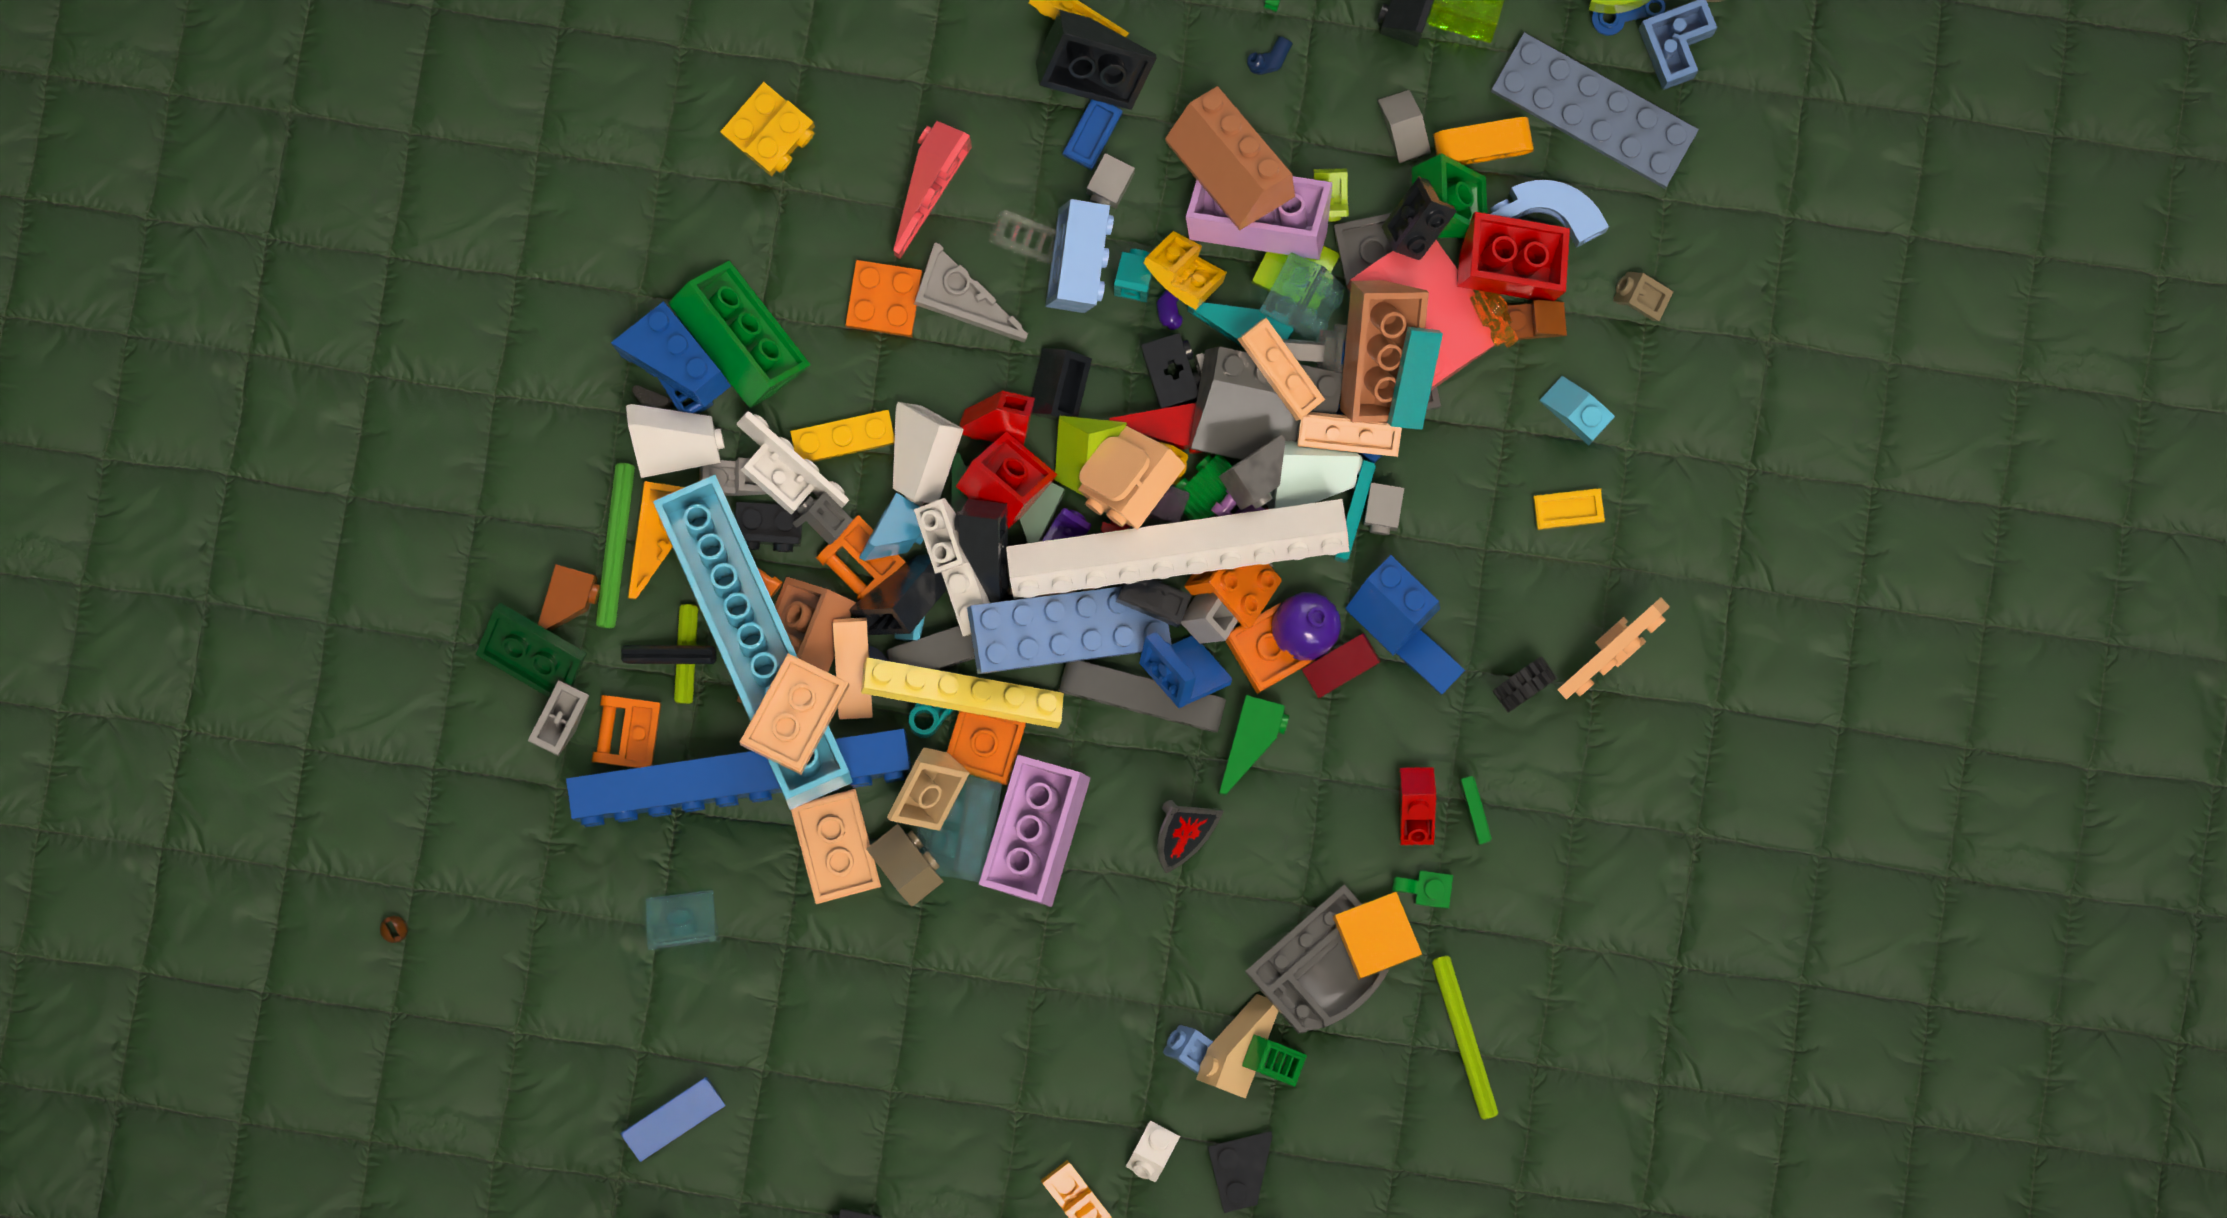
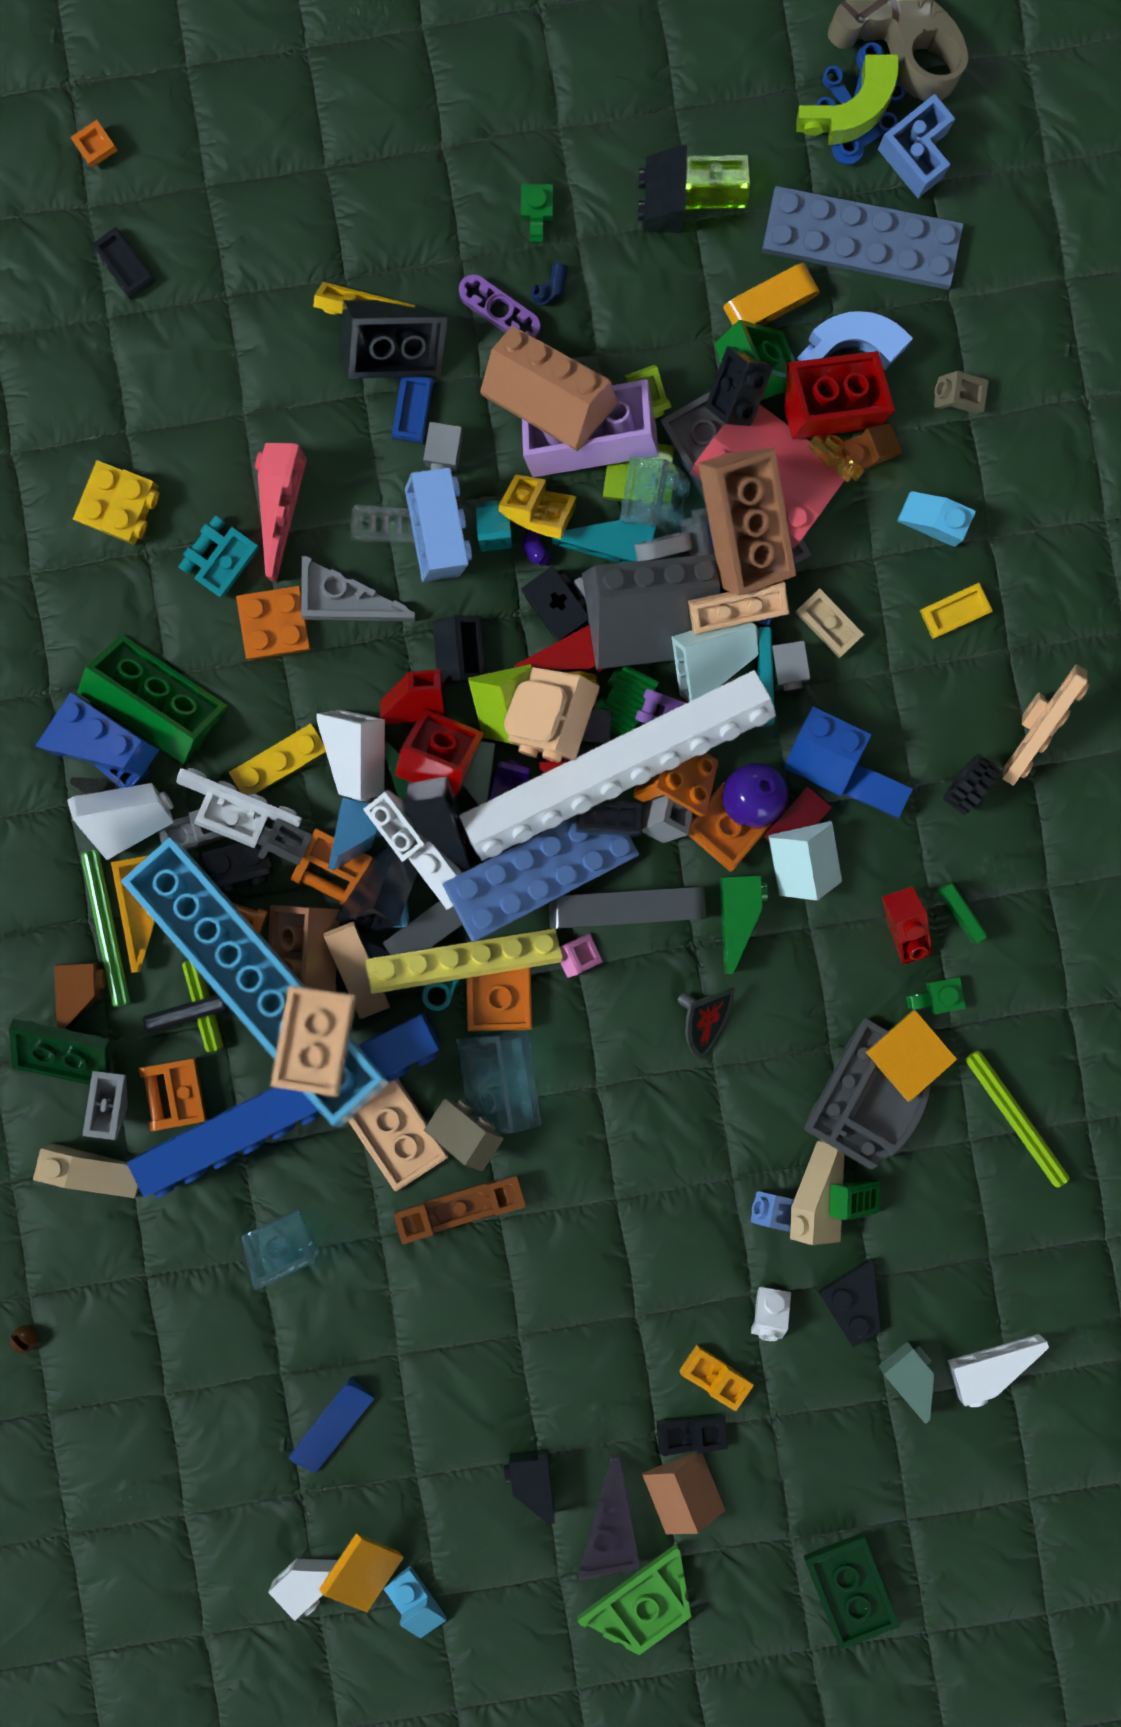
camera: 15 degrees left, 5 degrees up
(517, 782) = (84, 1171): none -> tan slope
(857, 223) = (226, 561): none -> teal plate
(875, 941) = (459, 1208): none -> dark orange slope
(929, 790) = (463, 1061): tan slope -> none
(1034, 830) = (570, 1063): lavender slope -> none
(1079, 728) = (579, 955): none -> bright pink slope
(1183, 669) = (657, 873): blue bracket -> none
(1203, 39) = (476, 302): none -> medium lavender beam
(1256, 475) = (667, 673): flat silver slope -> none
(1281, 369) = (658, 567): light nougat tile -> none
(1336, 707) = (806, 861): none -> light aqua slope
(1405, 126) = (694, 308): light grey slope -> none
(1415, 378) = (785, 534): teal tile -> none
(1437, 479) = (829, 623): none -> tan plate

